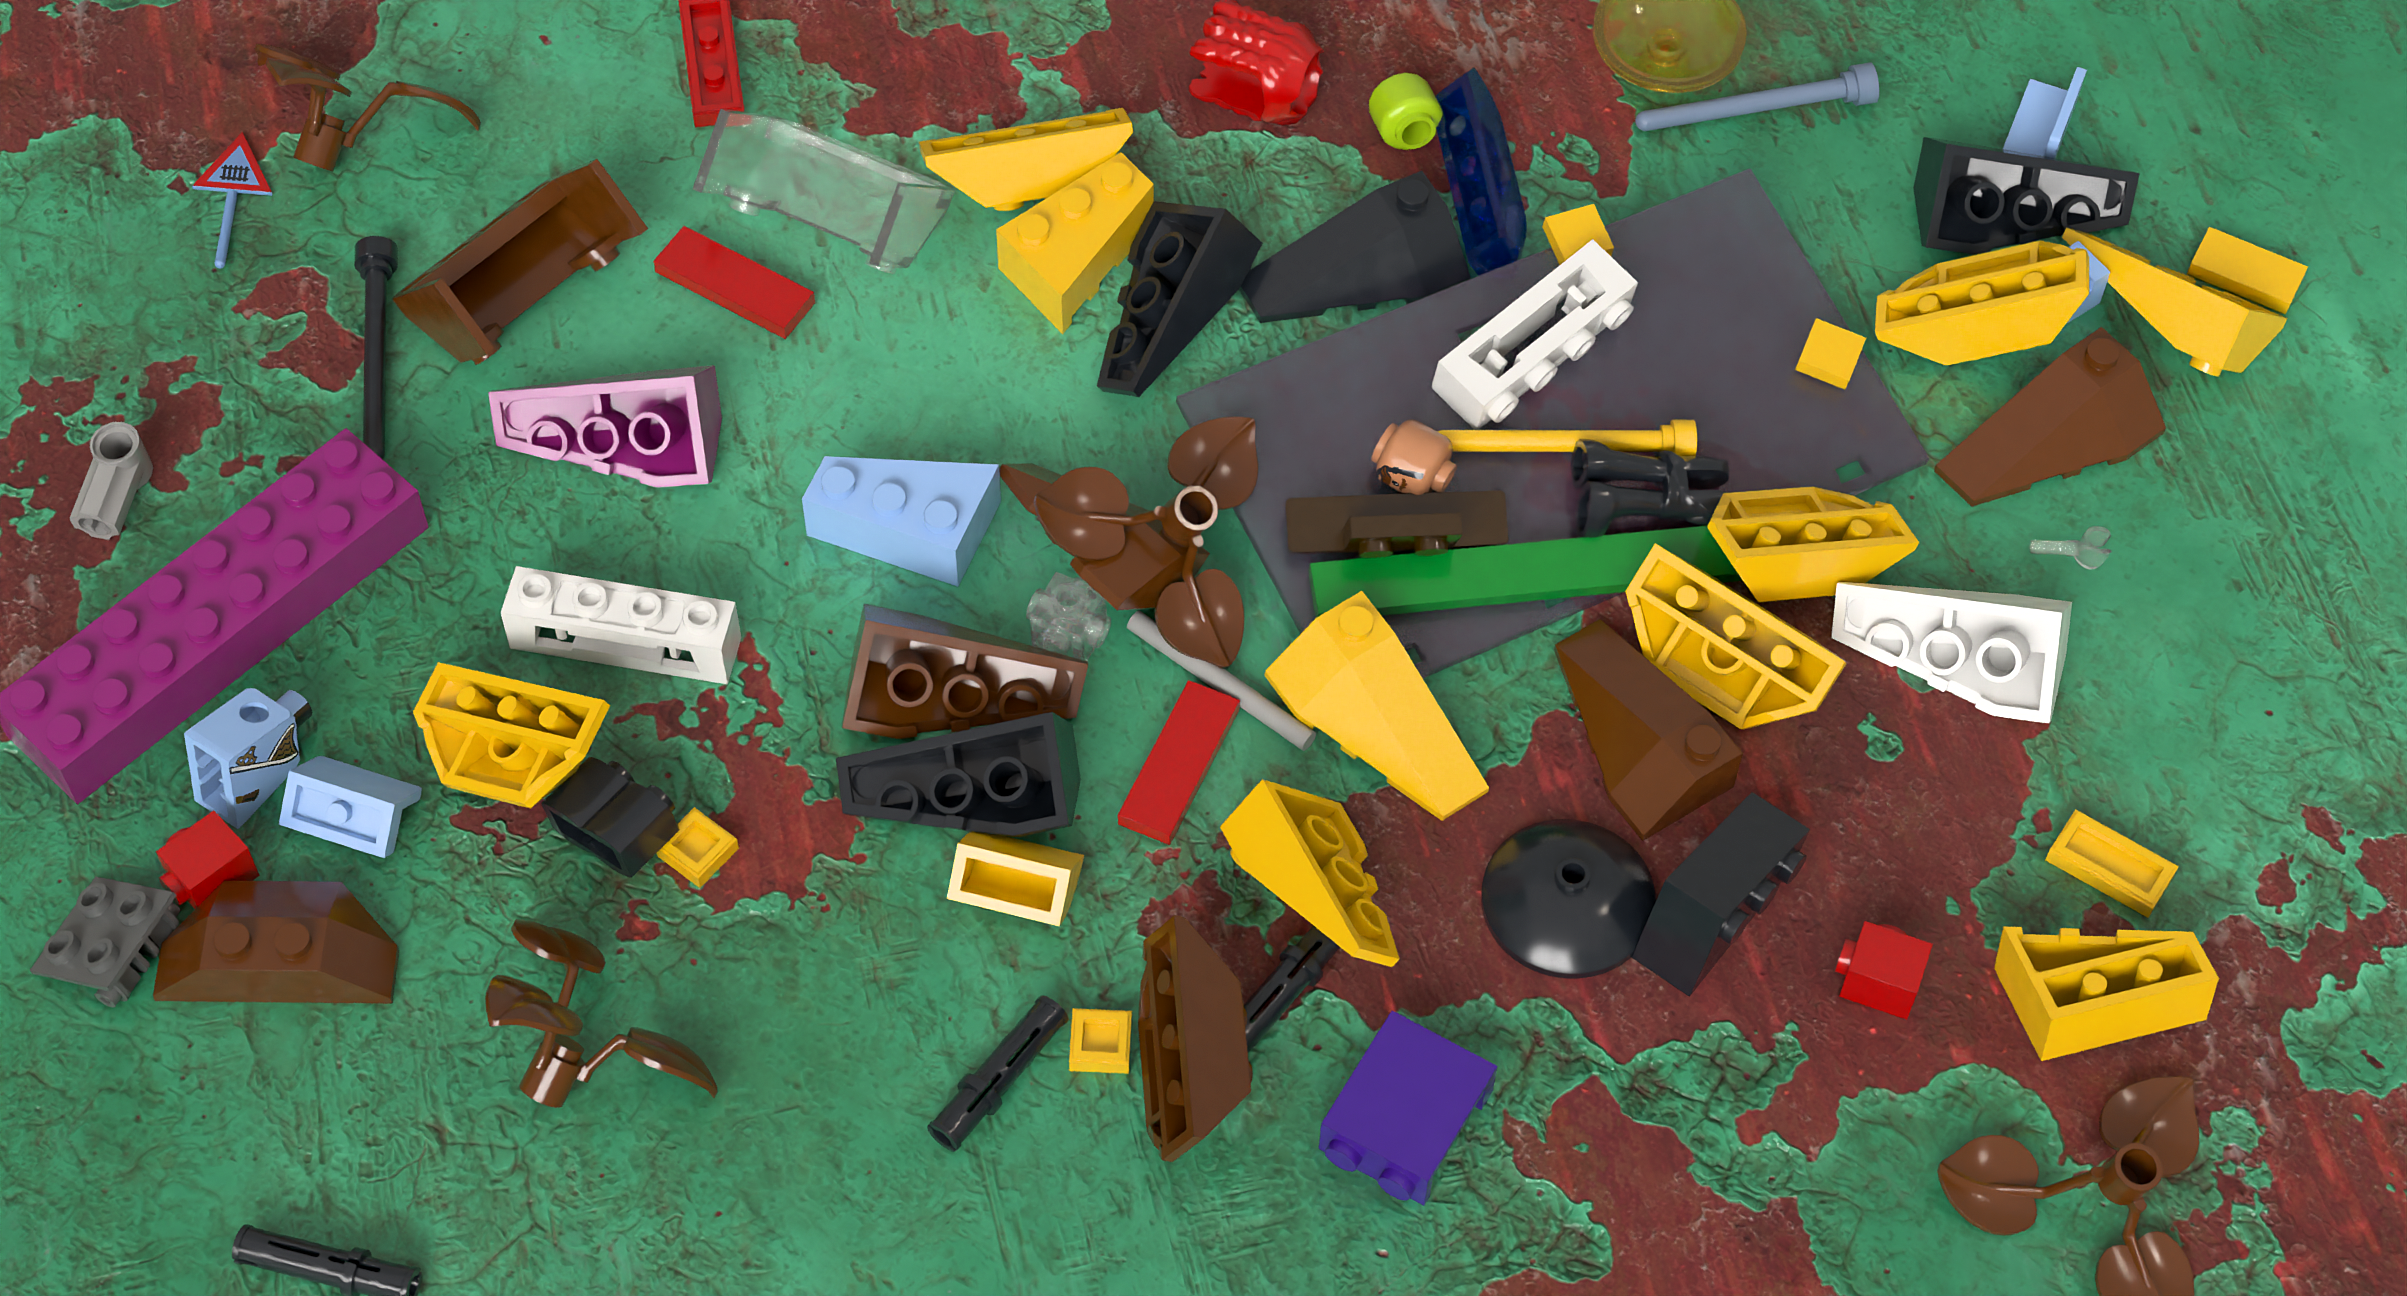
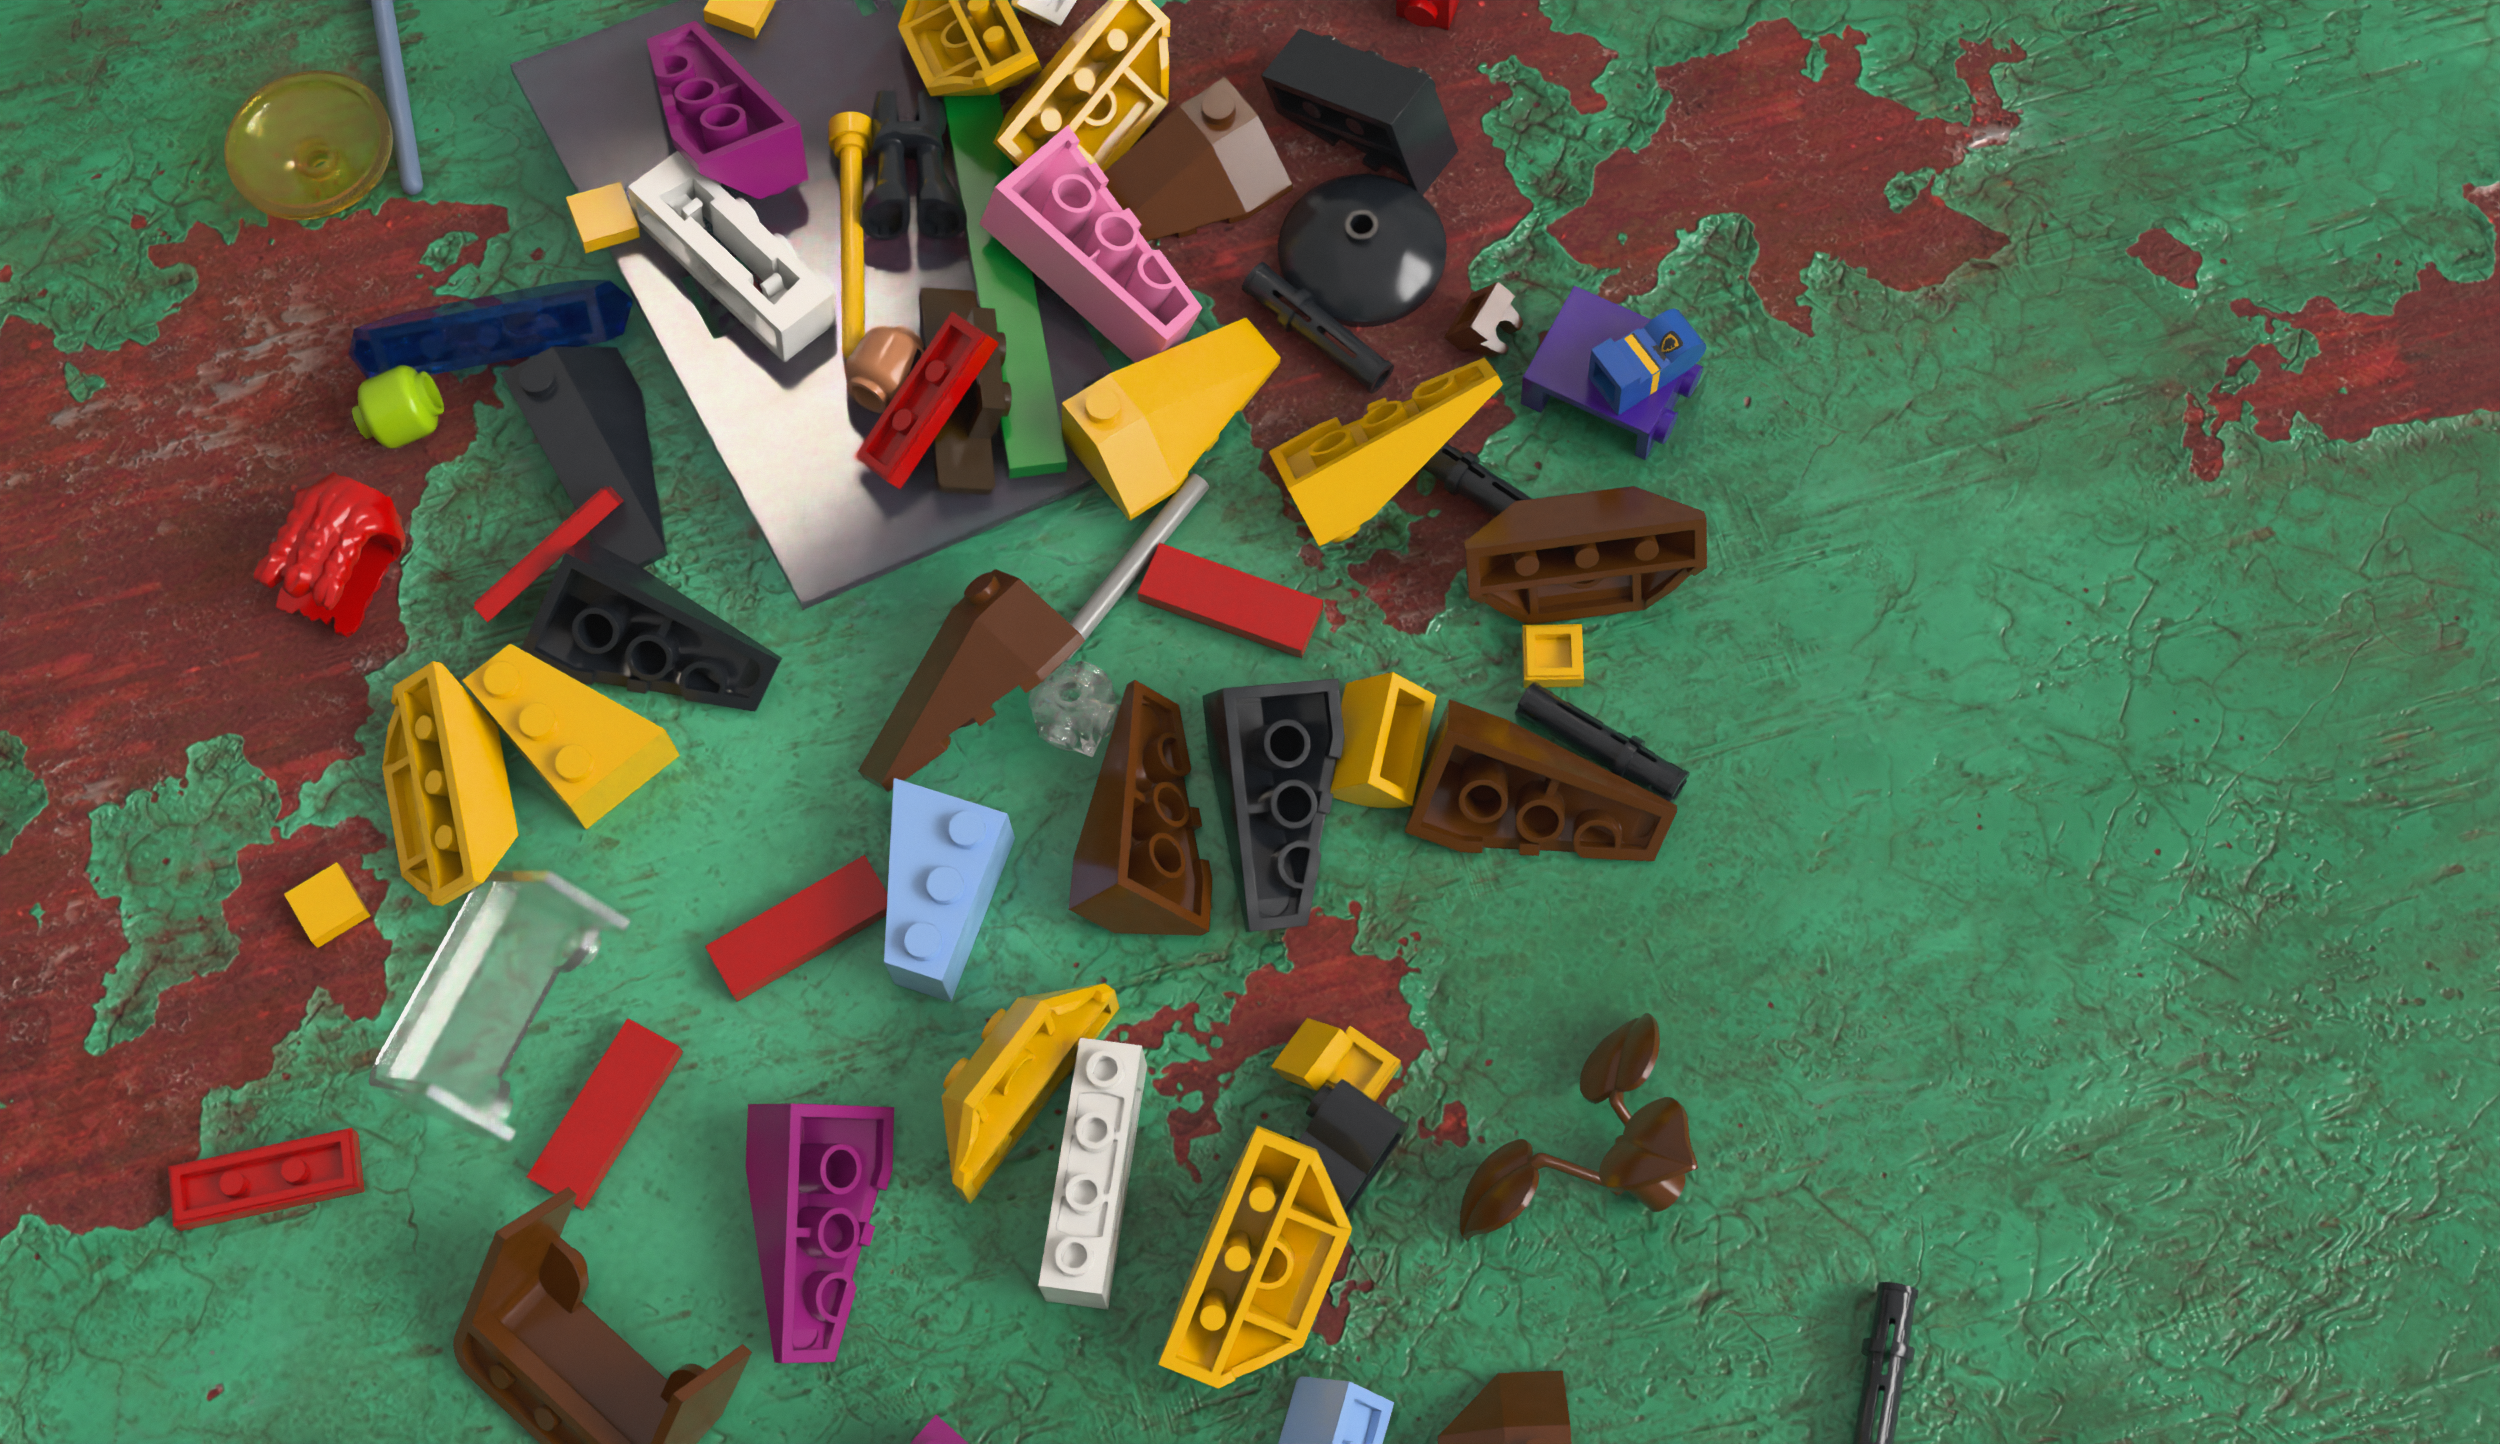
camera: 85 degrees left, 10 degrees up
(710, 803) = (1312, 1054): none -> yellow tile
(712, 559) = (1015, 1075): none -> yellow wedge
(880, 408) = (799, 928): none -> red tile
(943, 88) = (327, 905): none -> yellow tile
(962, 971) = (1515, 790): none -> reddish brown wedge
(1220, 471) = (973, 662): reddish brown plant -> none
(1253, 219) = (547, 552): none -> red tile
(1369, 480) = (926, 400): none -> red tile
(1394, 1111) = (1644, 360): none -> blue leg
(1464, 985) = (1478, 321): none -> reddish brown tile
(1488, 829) = (1267, 289): none -> black pin
(1555, 618) = (1090, 249): none -> bright pink wedge
(1679, 324) = (724, 115): none -> magenta wedge

